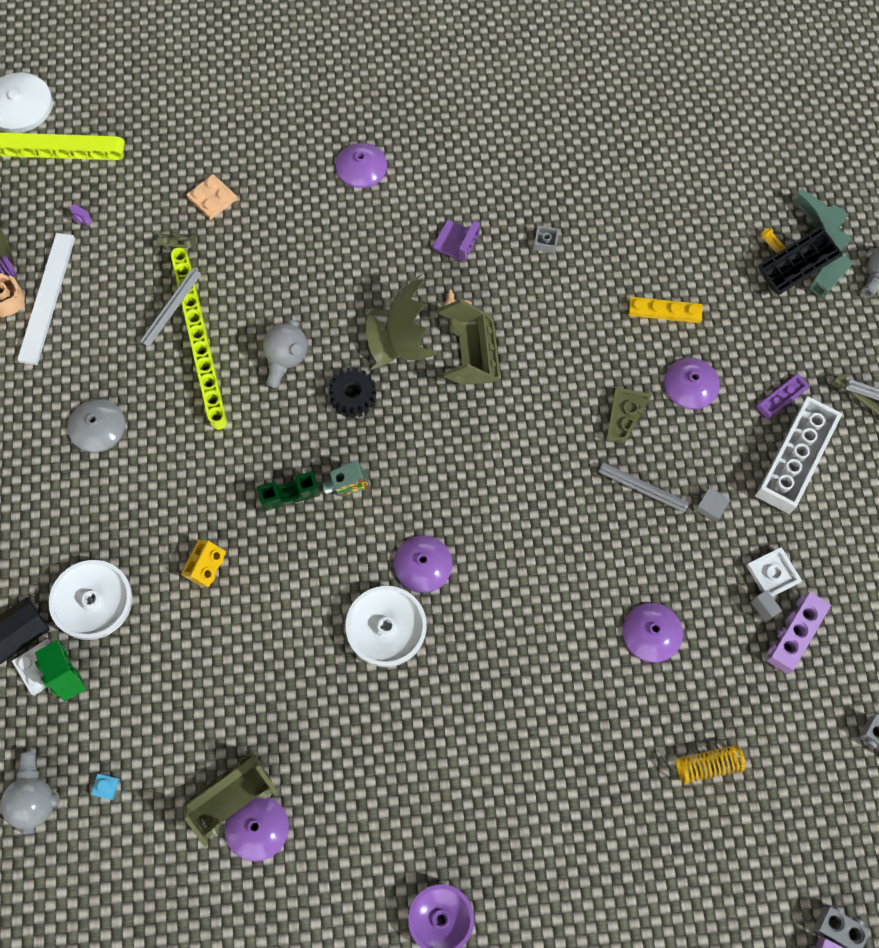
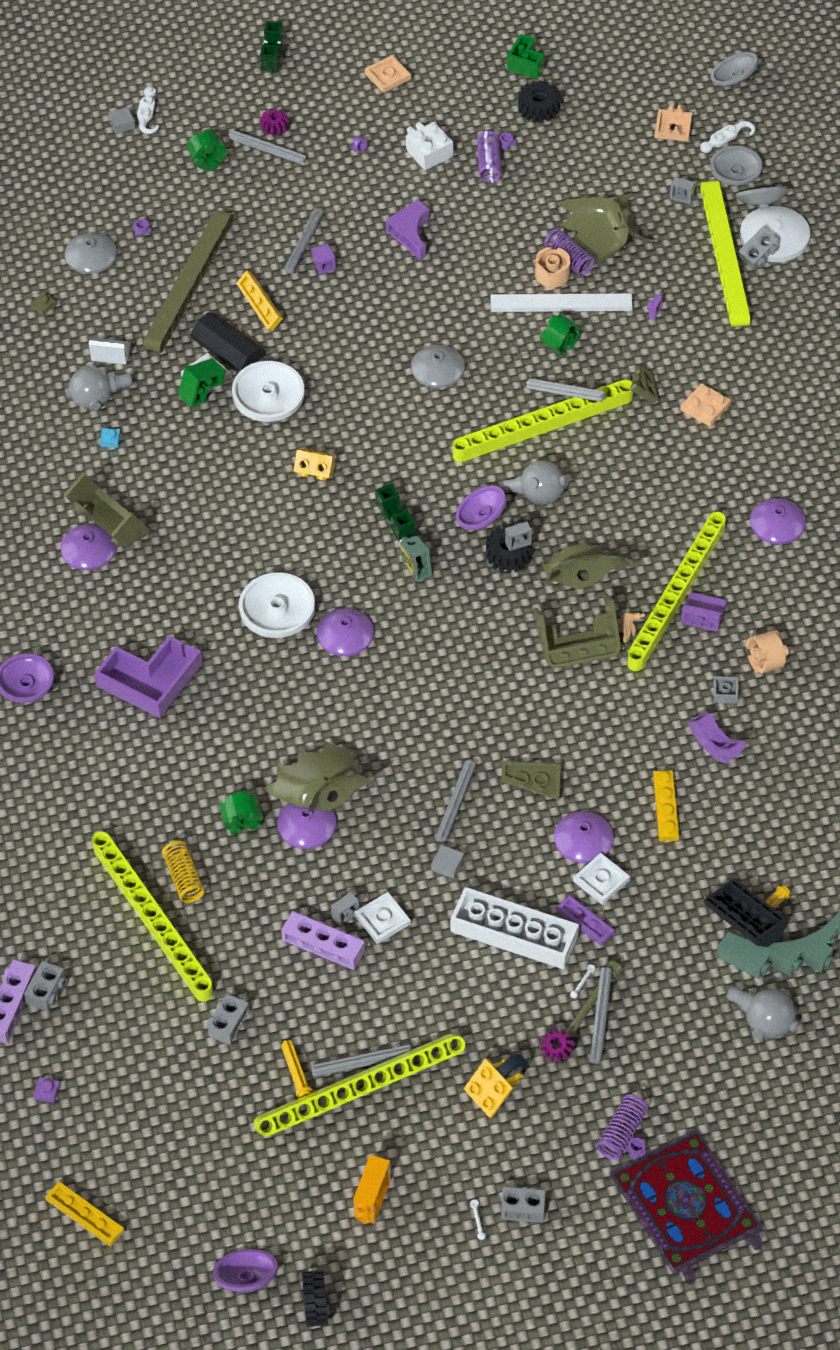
camera: 85 degrees right, 15 degrees down
(34, 114) = (755, 245): none -> light grey brick
(96, 300) = (560, 334): none -> green brick
(290, 411) = (481, 508): none -> medium lavender dish
(353, 375) = (518, 536): none -> light grey piece
(435, 263) = (676, 591): none -> neon yellow beam
(469, 772) = (151, 683): none -> medium lavender piece
(517, 195) = (767, 652): none -> light nougat brick
(603, 257) = (713, 739): none -> medium lavender arch
(618, 622) = (305, 782): none -> olive piece
(647, 694) = (241, 812): none -> green brick
(743, 374) = (601, 878): none -> white plate
(767, 796) = (153, 923): none -> neon yellow beam
(833, 400) = (590, 969): none -> white hinge

